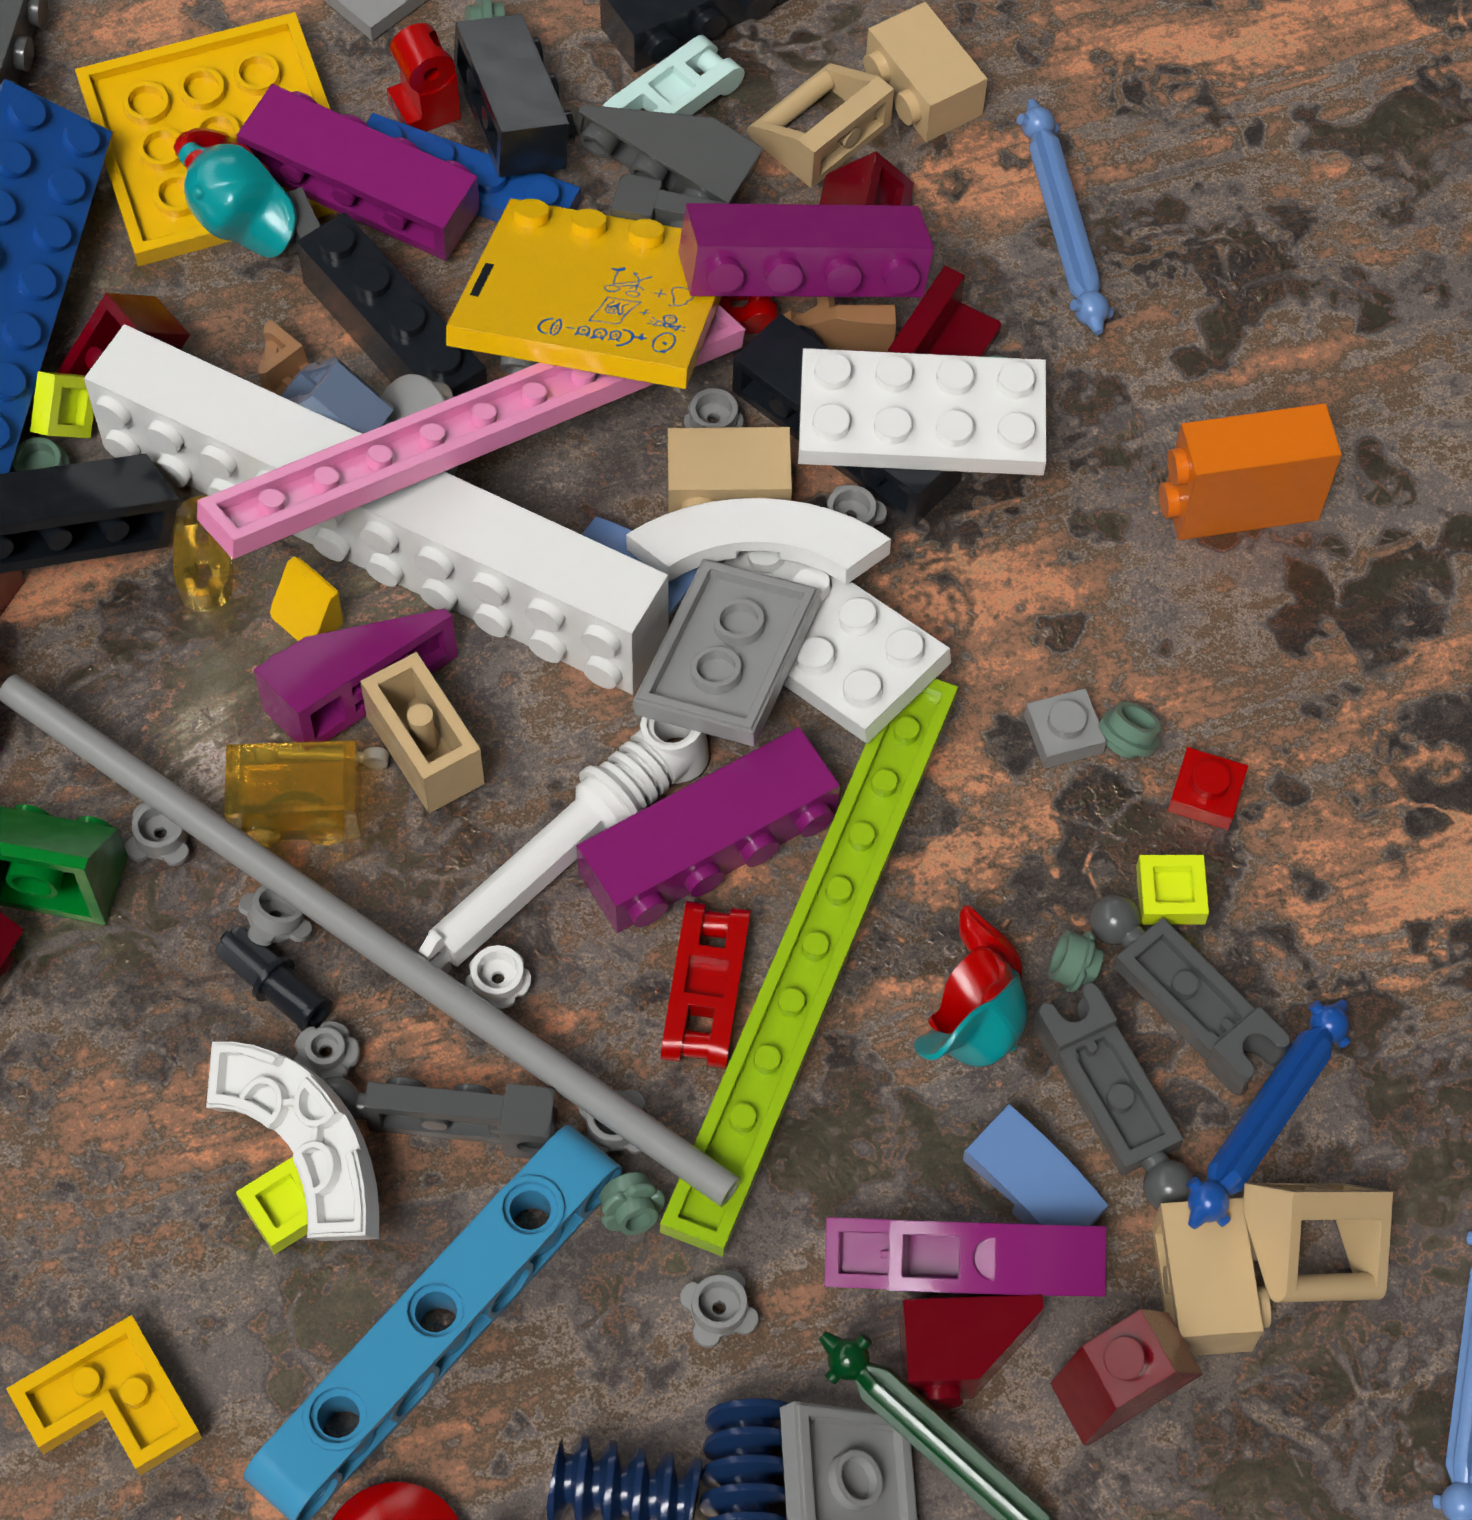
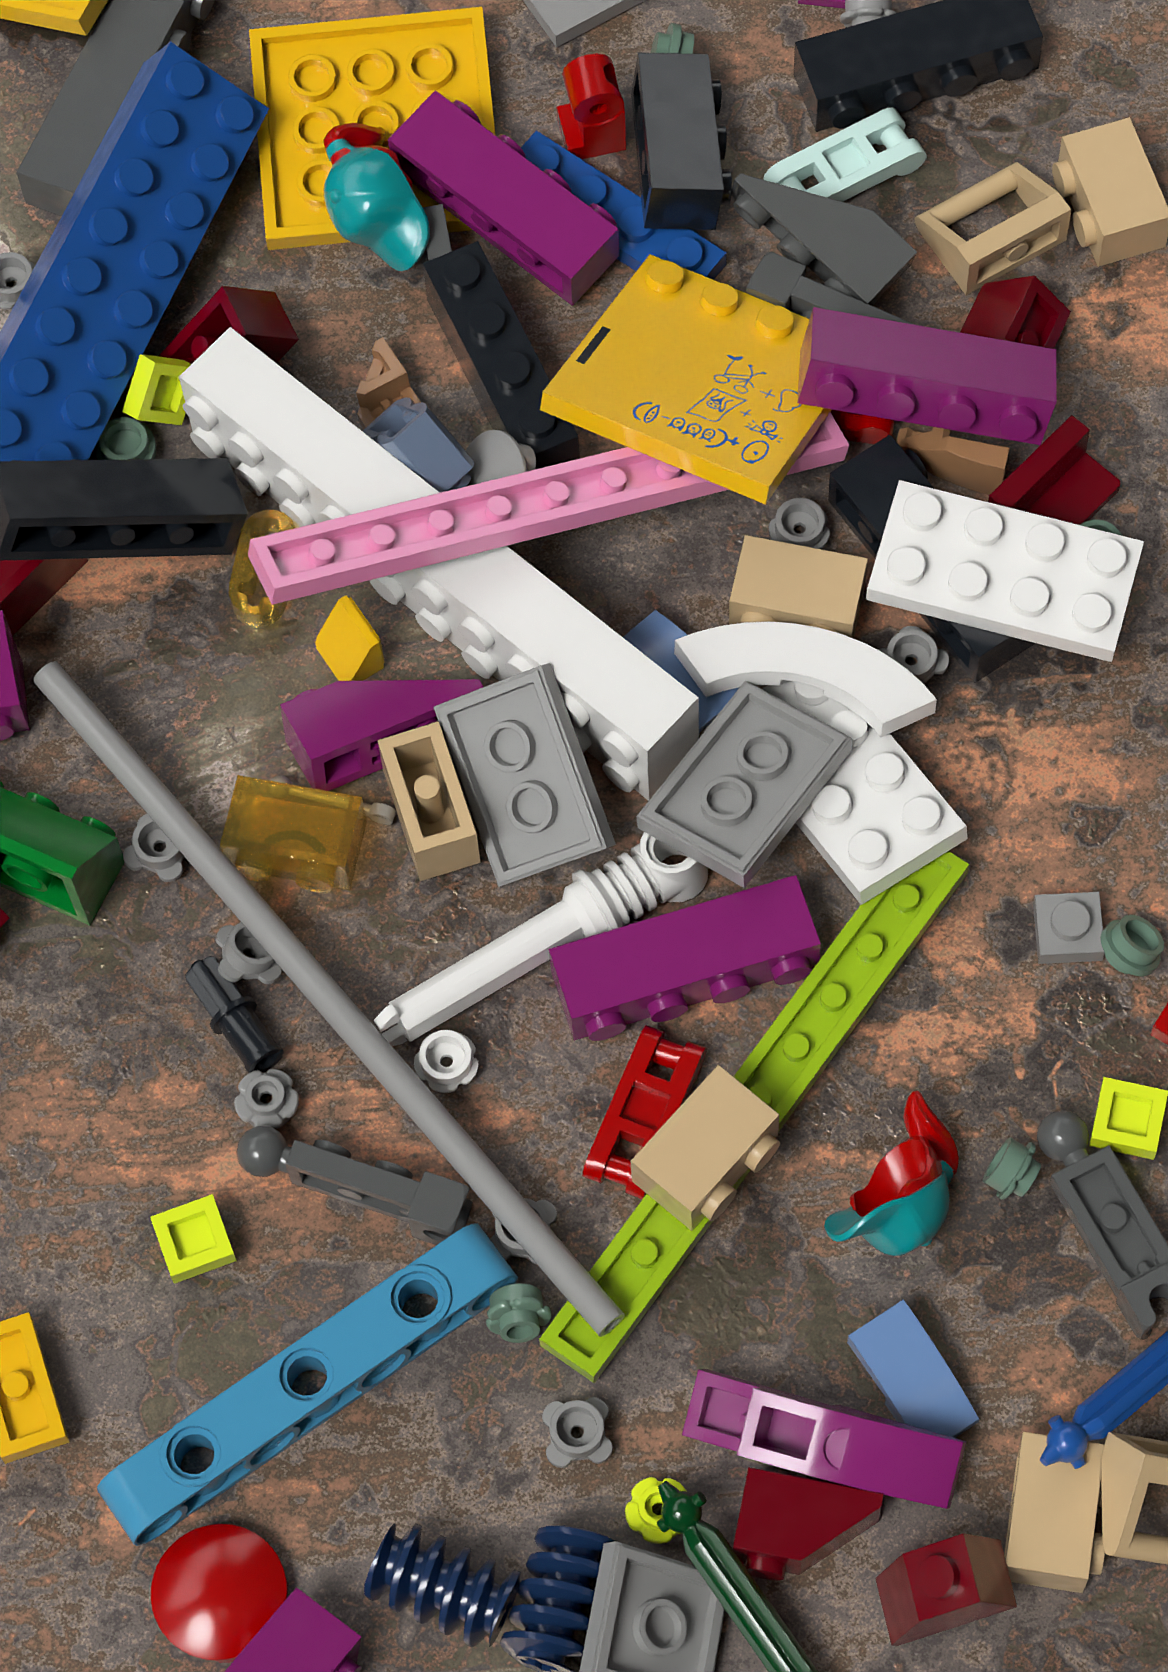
camera: 20 degrees right, 5 degrees up
(316, 1127) = (237, 1172): white tile -> none
(513, 685) = (524, 775): none -> light grey tile
(780, 1001) = (707, 1149): none -> tan brick
(803, 1374) = (640, 1514): none -> neon yellow plate
(1115, 1094) = (1015, 1313): dark grey plate -> none

